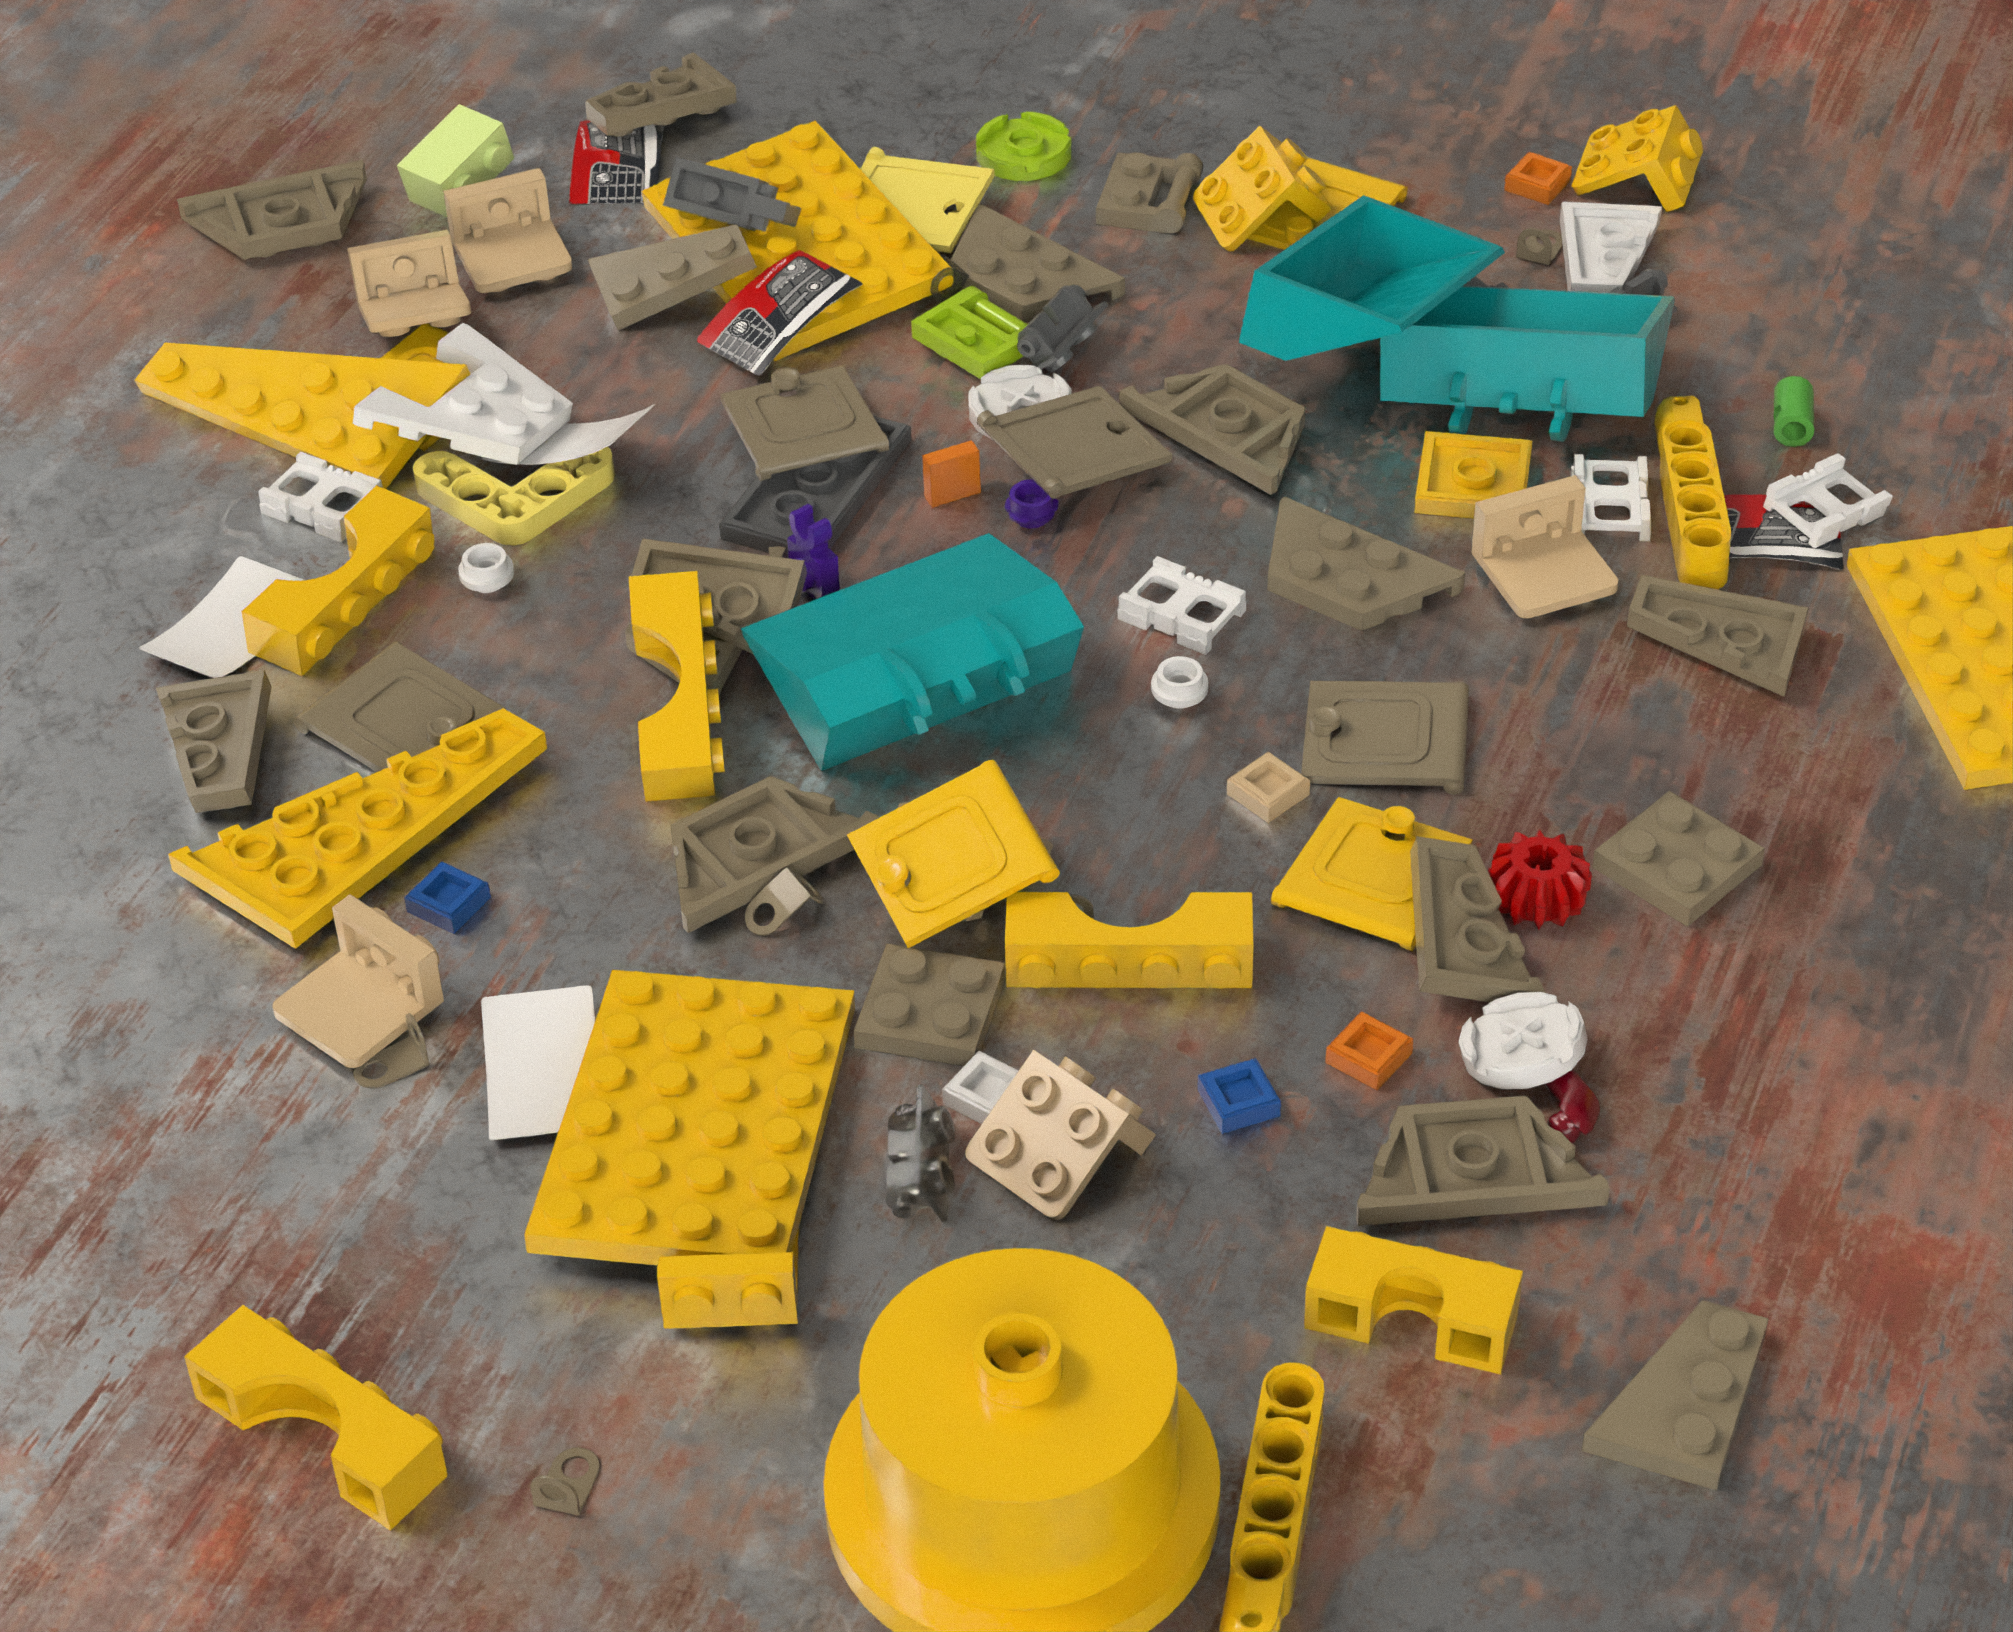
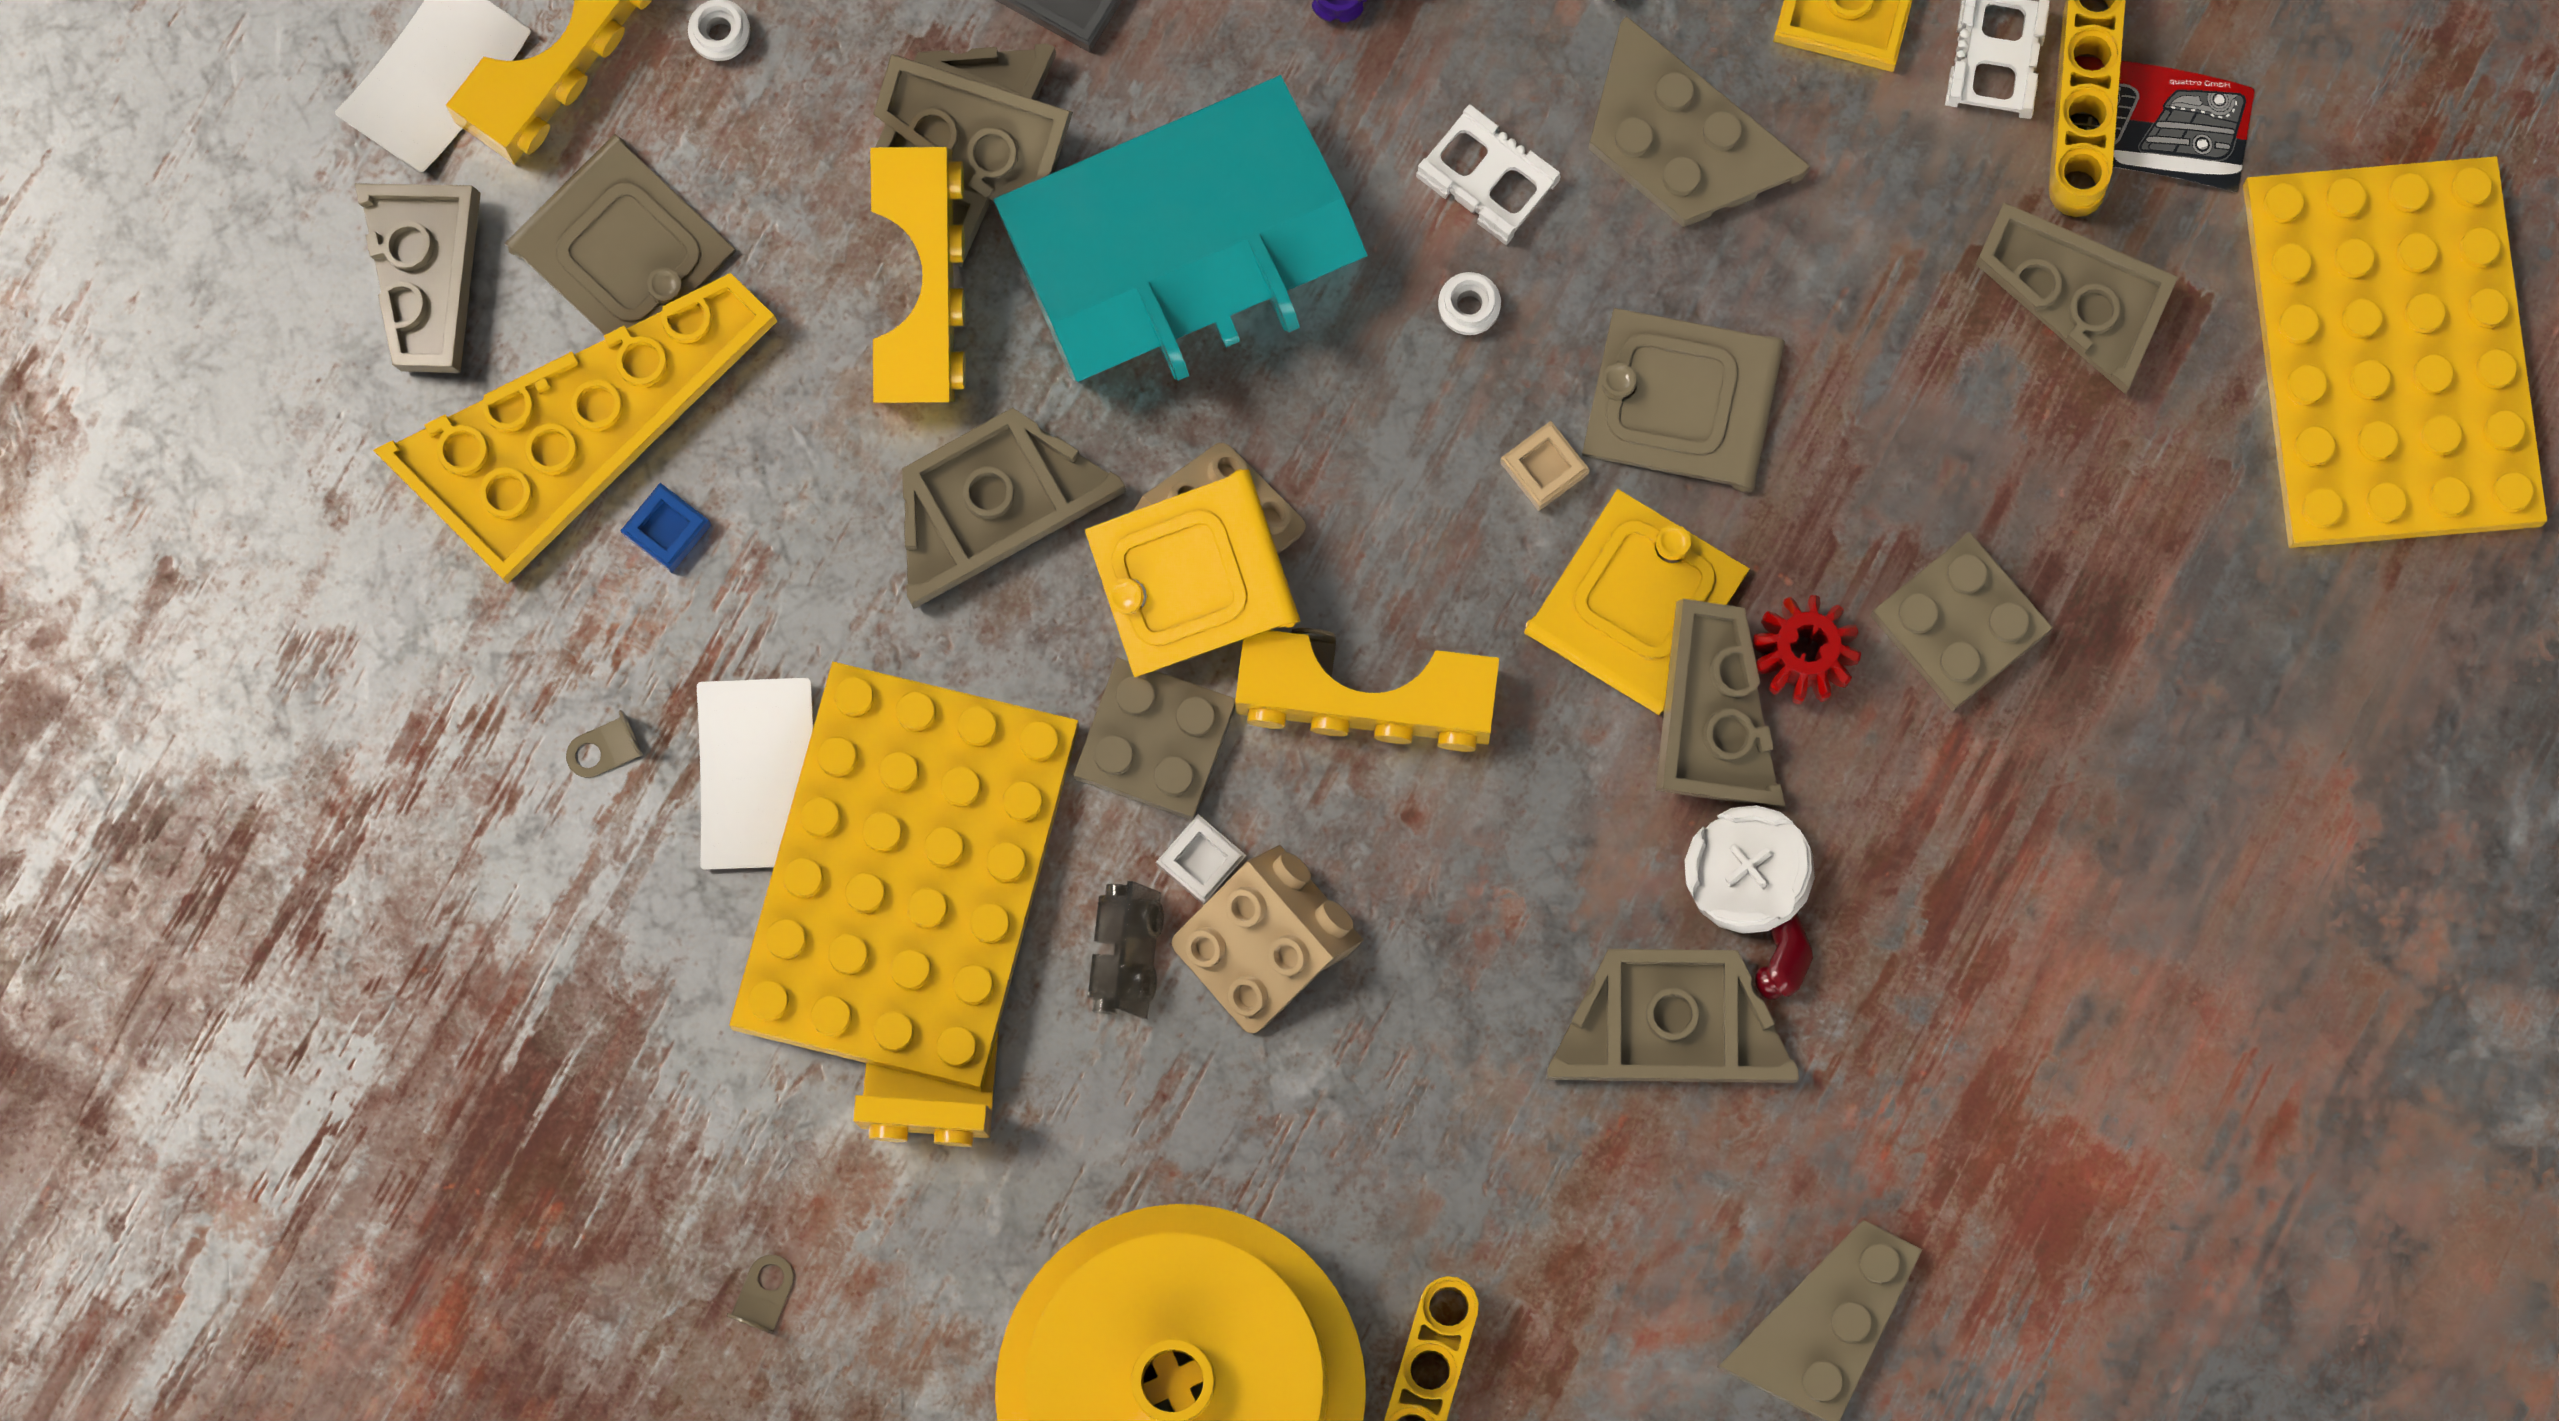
camera: 10 degrees right, 35 degrees up
(261, 1373) = (585, 1262): yellow arch -> none
(366, 989) = (571, 667): tan bracket -> none
(786, 895) = (1018, 577): dark tan piece -> none
(811, 545) = (1081, 77): dark purple plate -> none
(1239, 1096) = (1454, 897): blue tile -> none
(1367, 1277) = (1639, 1203): yellow arch -> none
(1369, 1050) = (1594, 852): orange tile -> none
(1536, 549) = (1901, 153): tan bracket -> none
(1813, 489) = (2228, 78): white piece -> none

